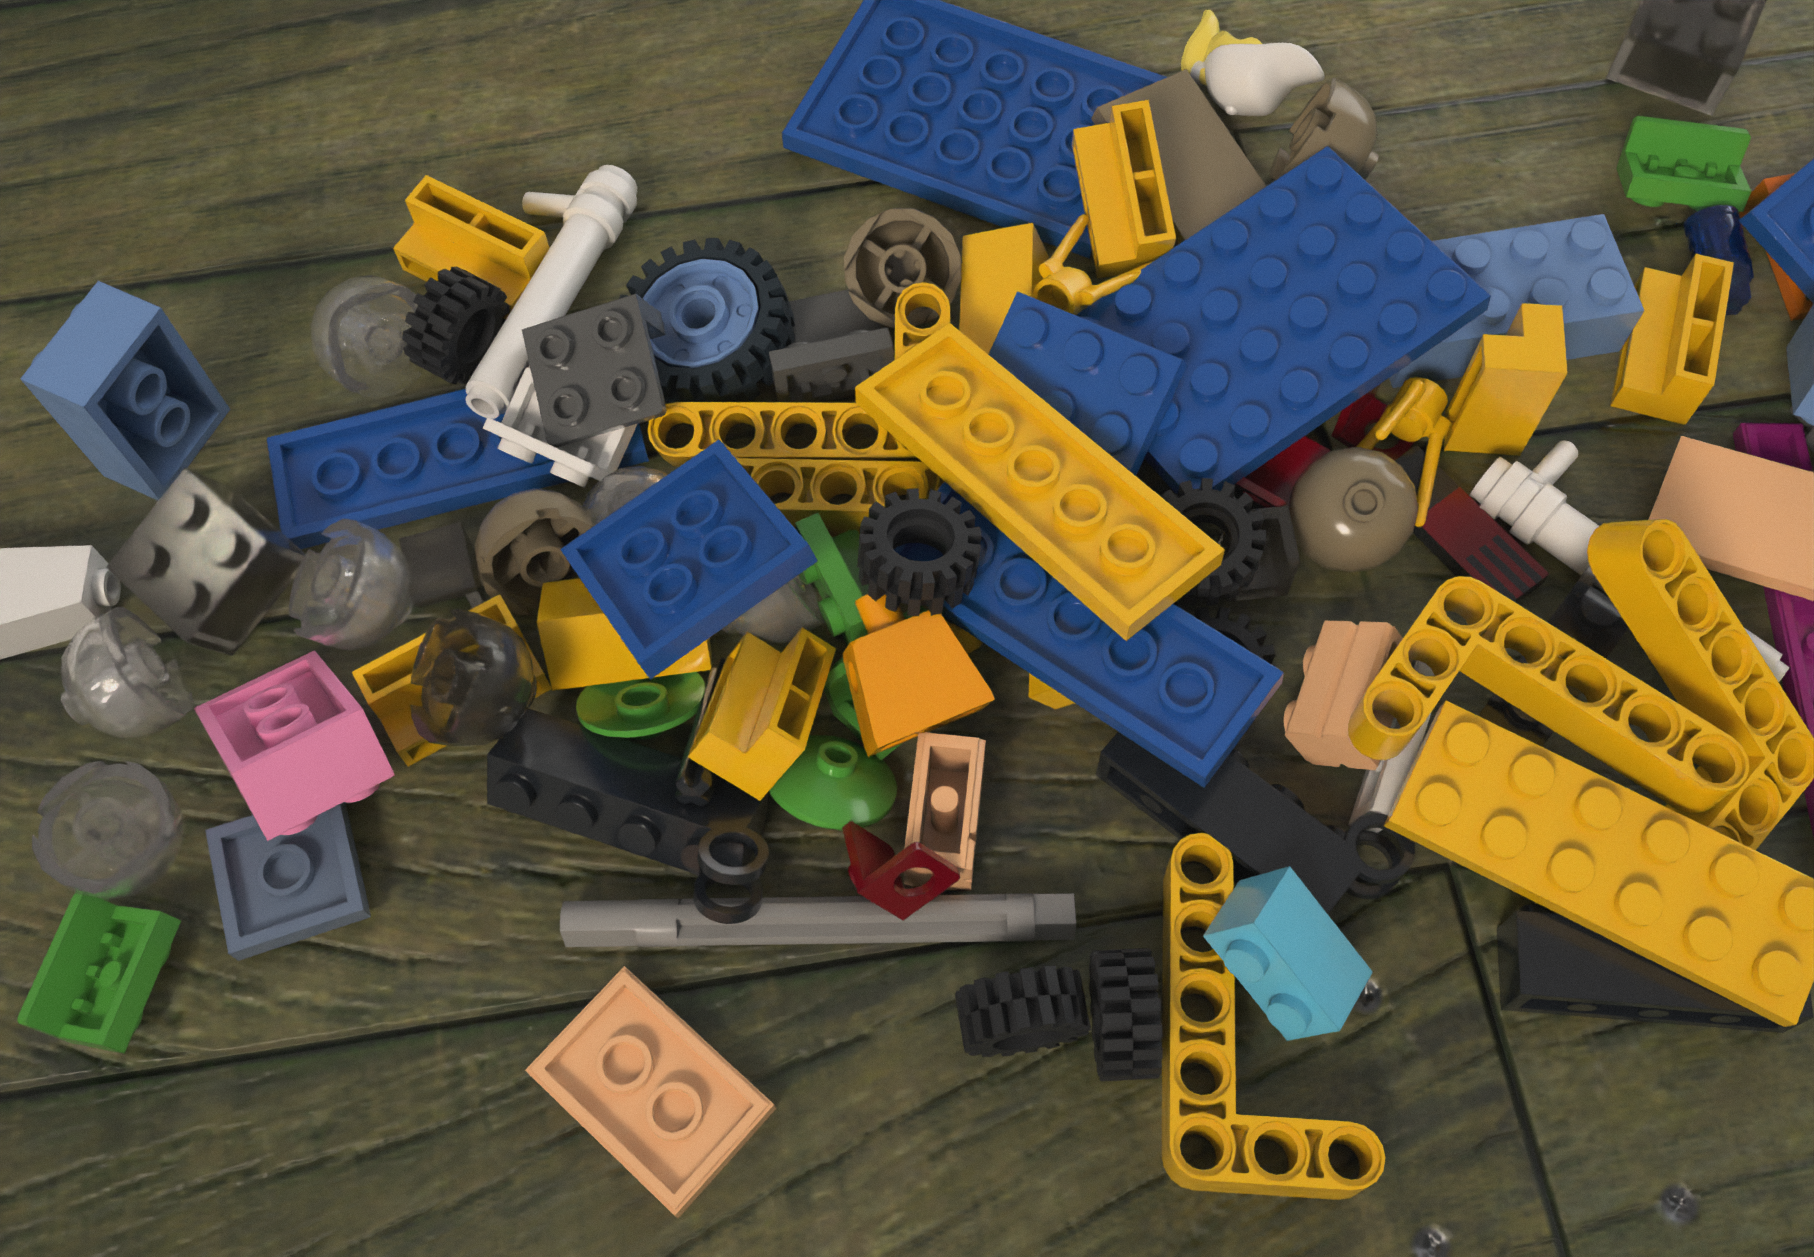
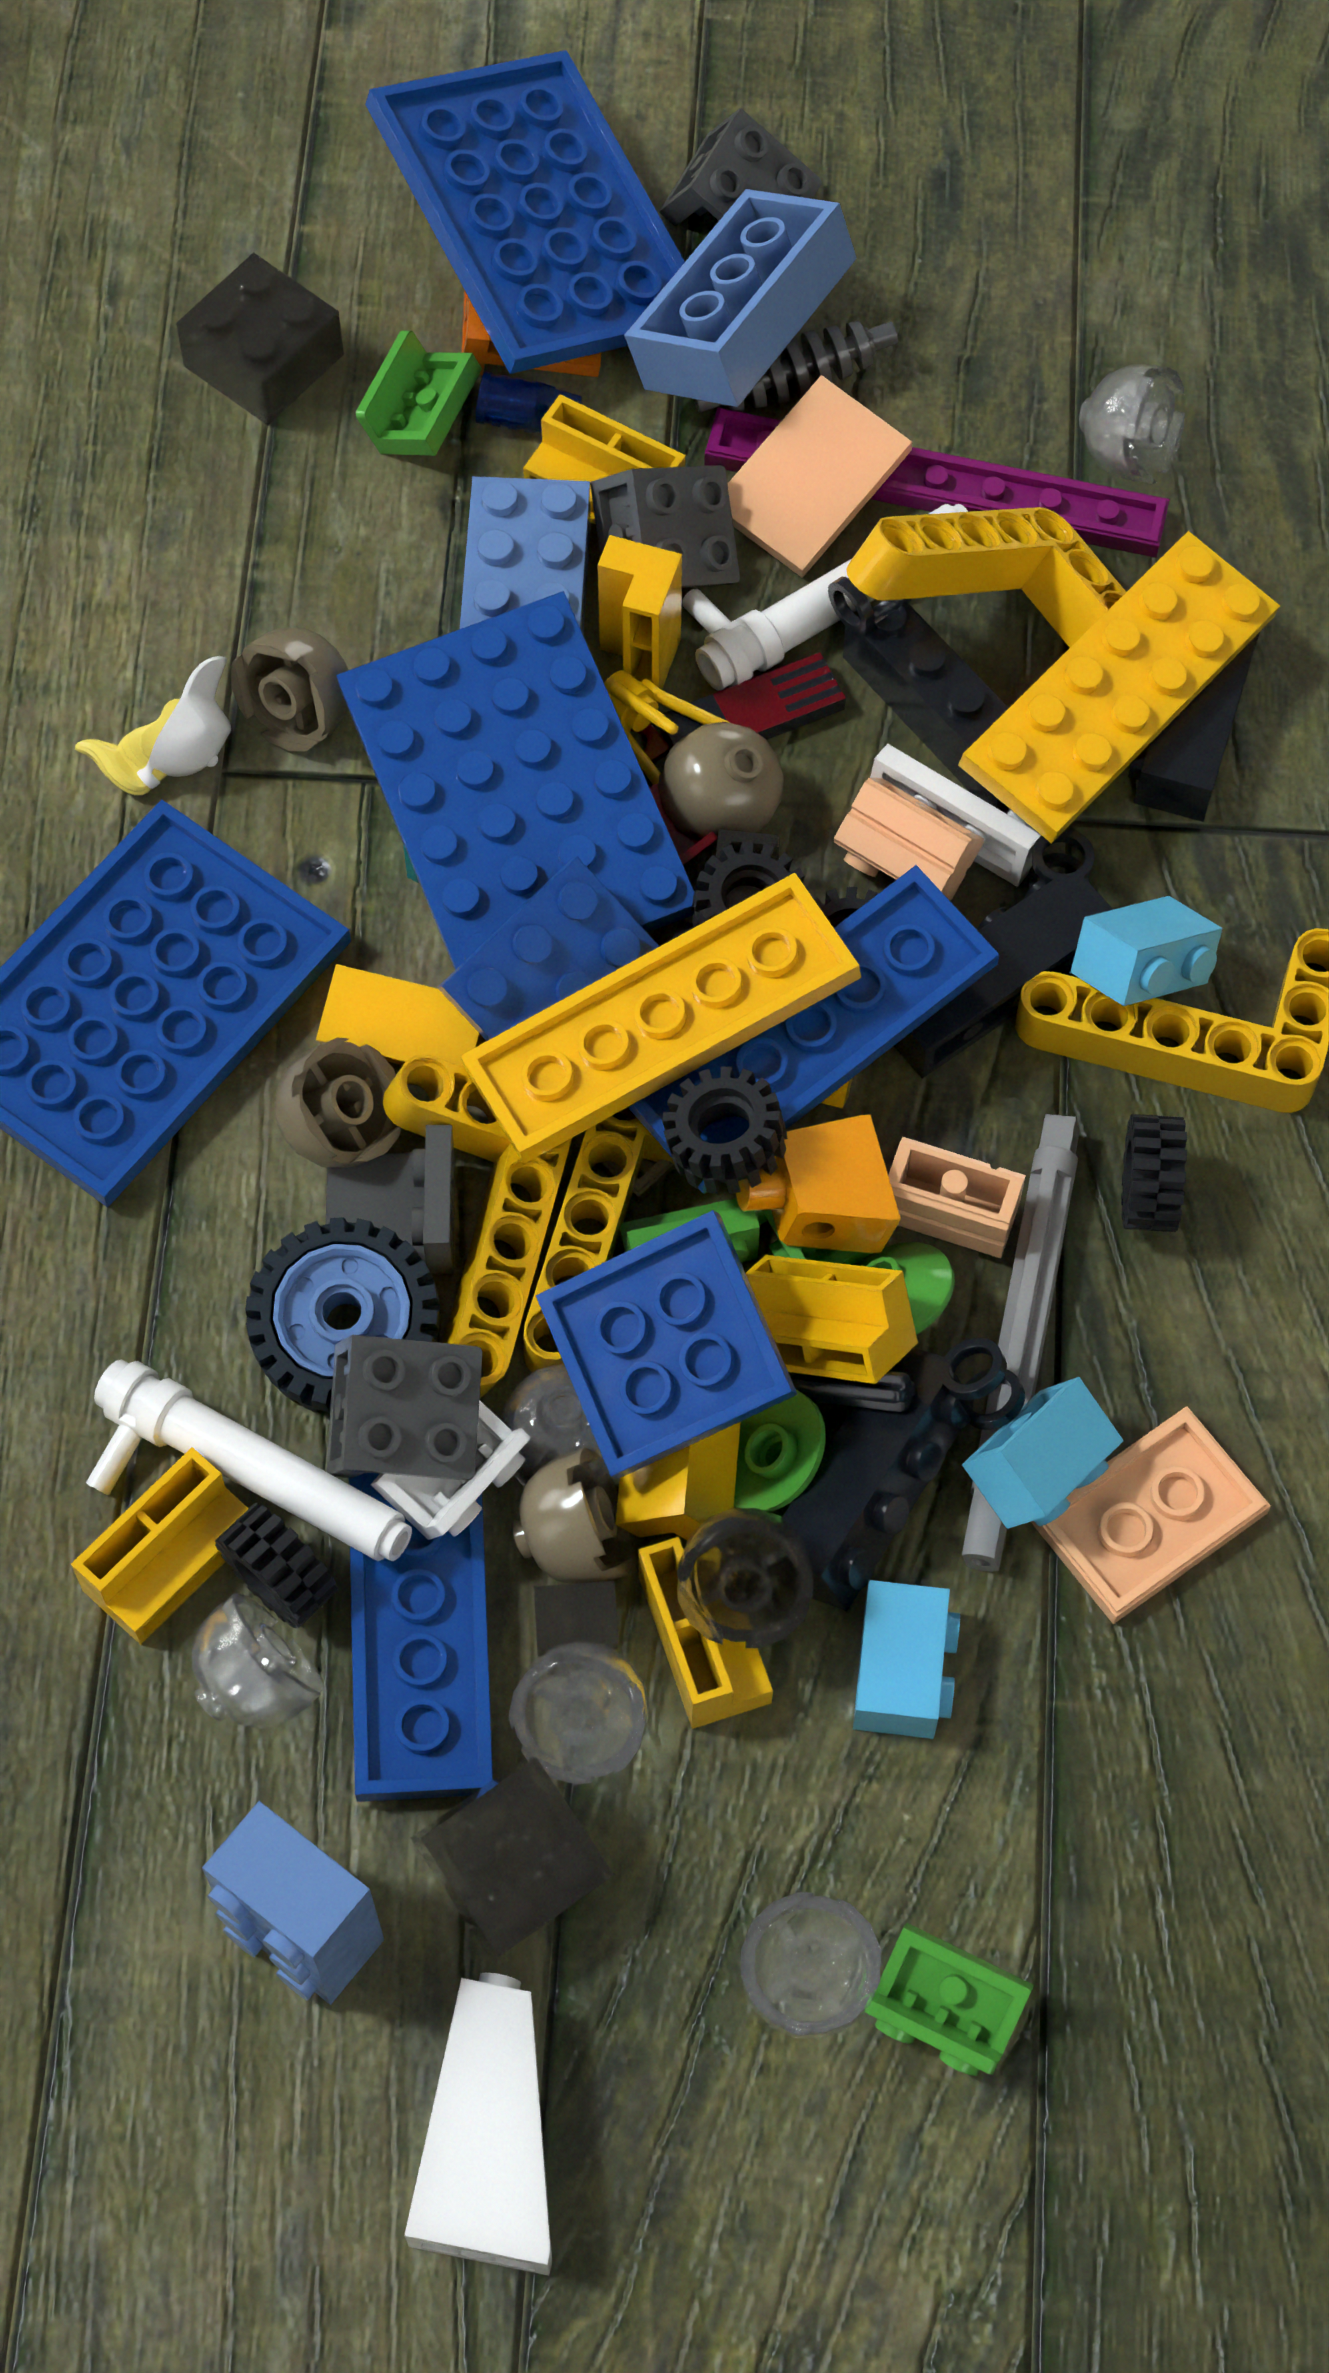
camera: 80 degrees left, 0 degrees up
(120, 680) = (632, 1959): clear cylinder -> none
(285, 885) = (875, 1818): sand blue plate -> none
(295, 744) = (742, 1783): bright pink slope -> none
(446, 866) = (903, 1660): none -> medium azure brick
(670, 955) = (1044, 1455): none -> medium azure brick
(877, 872) = (1008, 1266): dark red bracket -> none
(1071, 287) = (426, 951): yellow plant -> none
(1123, 190) = (321, 872): yellow piece -> none
(1125, 1014) = (1172, 1085): black tyre -> none
(1198, 155) = (271, 818): dark tan tile -> none
(1540, 690) = (965, 680): yellow beam -> none
(1632, 401) = (674, 511): none -> dark grey bracket

